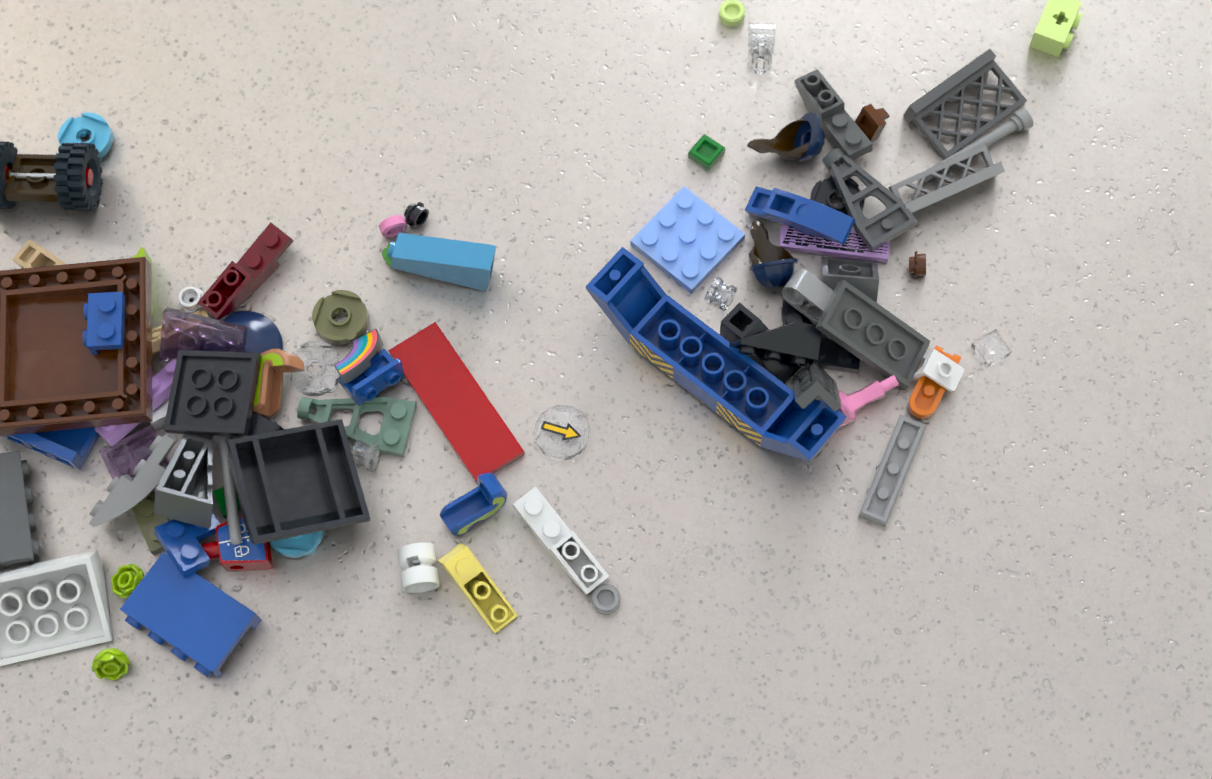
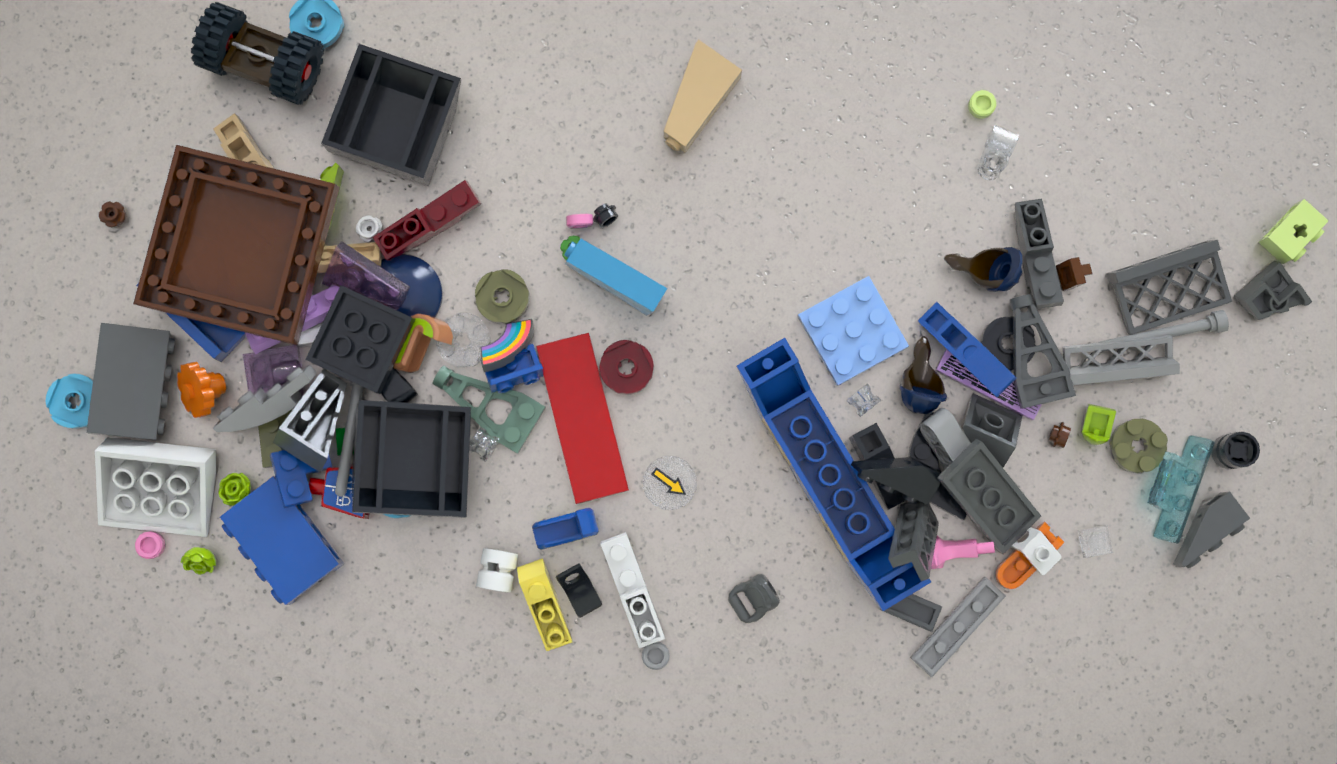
camera: 15 degrees right, 15 degrees up
(55, 668) = (150, 545): none -> bright pink tile
(63, 496) = (199, 388): none -> orange plant
(104, 321) = (278, 238): blue bracket -> none
(183, 190) = (393, 114): none -> black slope
(470, 81) = (701, 93): none -> tan slope
(482, 356) = (611, 362): none -> dark red plate
(508, 561) = (579, 590): none -> black bracket
(688, 505) = (760, 594): none -> dark grey piece
(706, 152) = (903, 246): green tile -> none
(841, 468) = (916, 611): none -> dark grey tile
(949, 243) = (1098, 424): none -> lime plate
(995, 235) = (1136, 429): none -> olive plate
(1046, 272) = (1177, 487): none -> clear light blue bracket
(1059, 81) = (1271, 292): none -> dark grey slope
(1085, 221) = (1235, 450): none -> black wheel
(1091, 295) = (1211, 524): none -> dark grey slope

